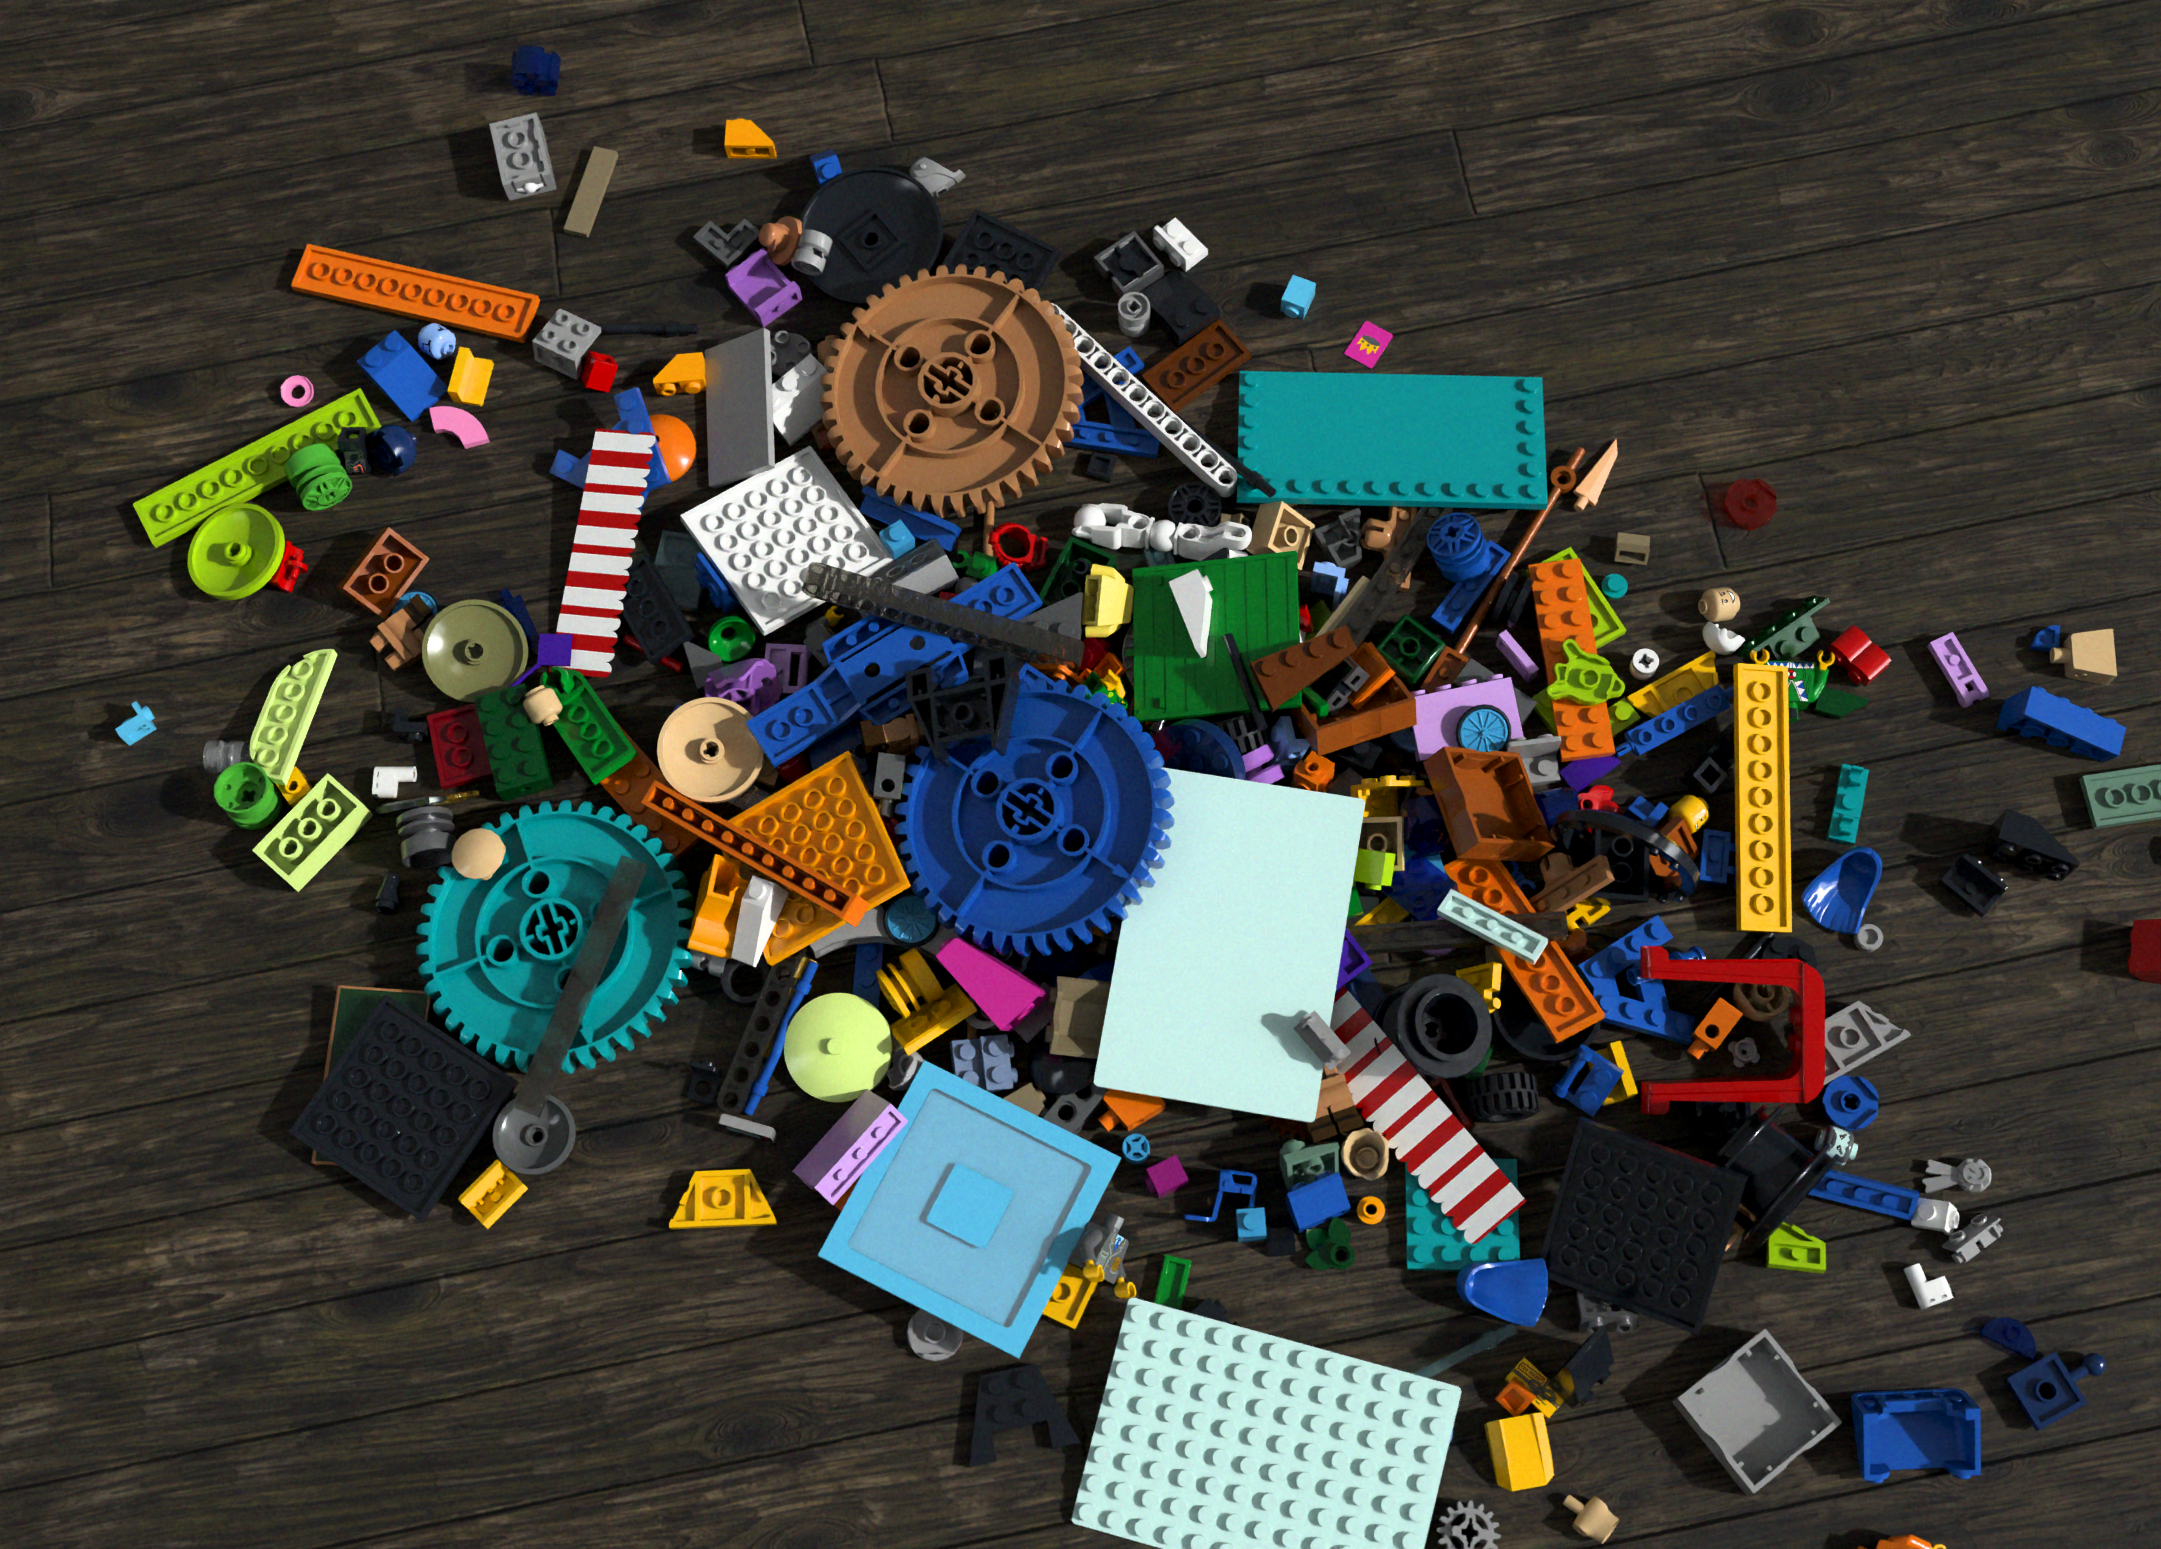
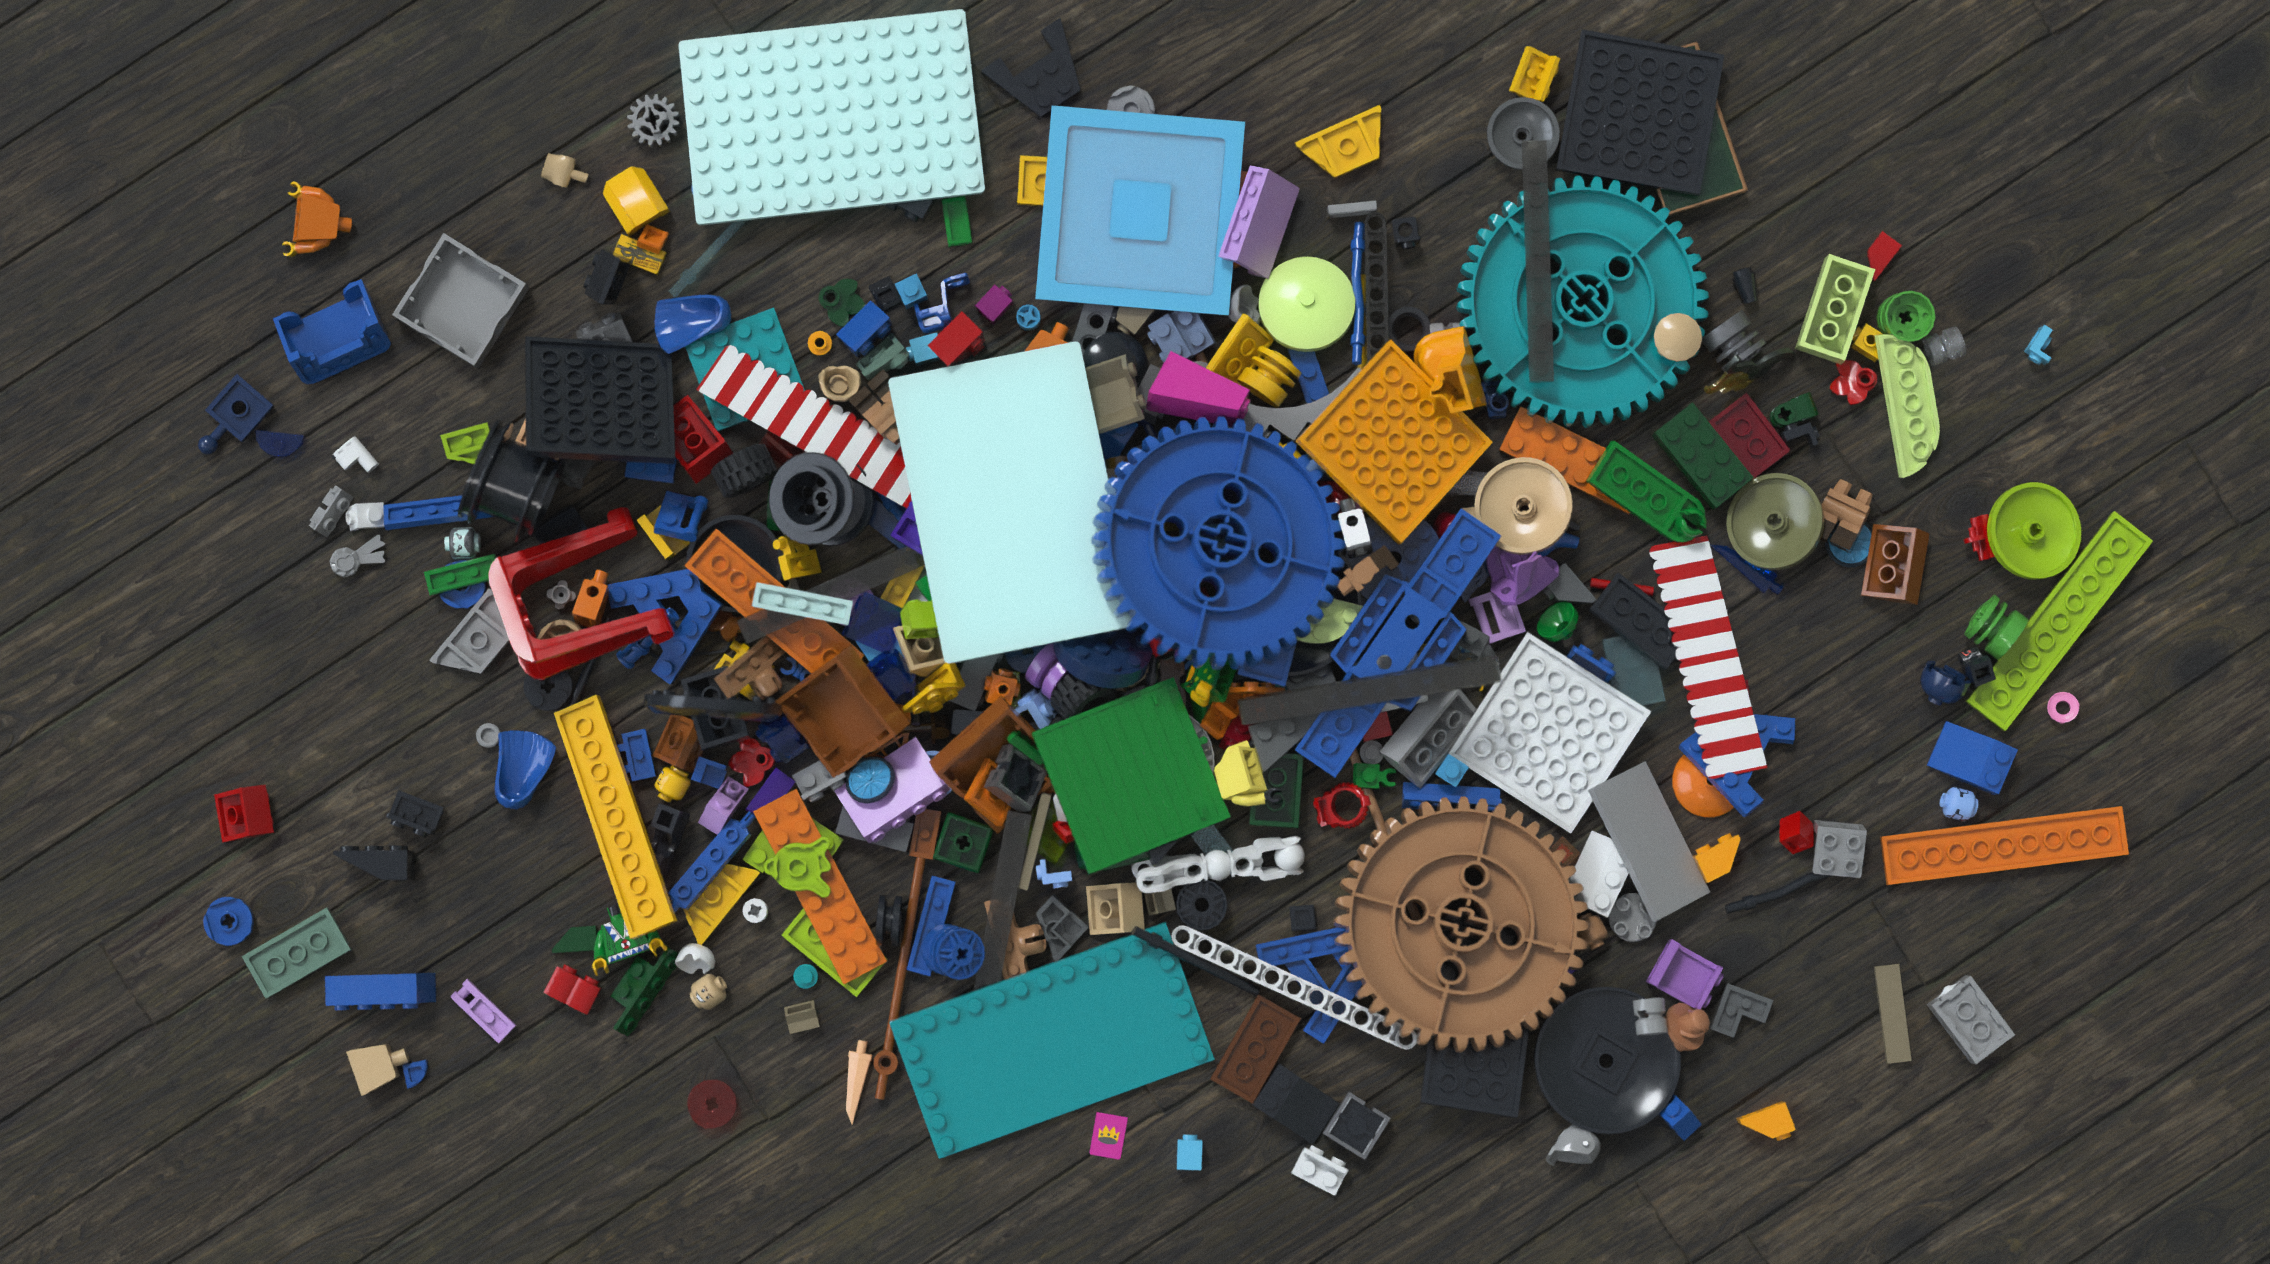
camera: 150 degrees right, 15 degrees up
(240, 874) = (1881, 253): none -> red tile
(337, 758) = (1850, 383): none -> red plate
(387, 778) = (1797, 381): white piece -> none
(404, 752) = (1797, 410): none -> dark green piece
(458, 423) = (1899, 734): bright pink tile -> none
(469, 378) = (1910, 781): yellow panel -> none
(535, 71) = (2002, 1113): clear blue brick -> none
(542, 705) = (1689, 492): tan head -> none
(552, 651) = (1709, 552): dark purple piece -> none
(687, 866) = (1491, 397): none -> dark blue plate
(756, 854) = (1440, 423): orange brick -> none
(756, 919) = (1414, 370): white slope -> none
(909, 922) = (1289, 420): dark azure wheel -> none
(966, 712) = (1308, 599): black wedge -> none
(1102, 1253) = (1019, 215): dark grey torso -> none
(1134, 314) = (1331, 1076): light grey wheel -> none
(1195, 606) = (1159, 792): white slope -> none
(1219, 1141) = (958, 341): none -> red wedge
(1245, 682) = (1088, 737): black bar -> none
(1259, 1157) = (920, 351): none -> medium azure brick
(1296, 667) = (1048, 761): reddish brown wing -> none
(1322, 1040) = (905, 445): light grey hinge -> none
(1517, 656) = (867, 873): lavender tile -> none
(1541, 1155) = (696, 440): none -> red slope
(1642, 775) = (722, 805): none -> lavender slope
(1847, 804) = (541, 849): teal plate -> none
(1849, 1109) = (459, 575): none -> green tile

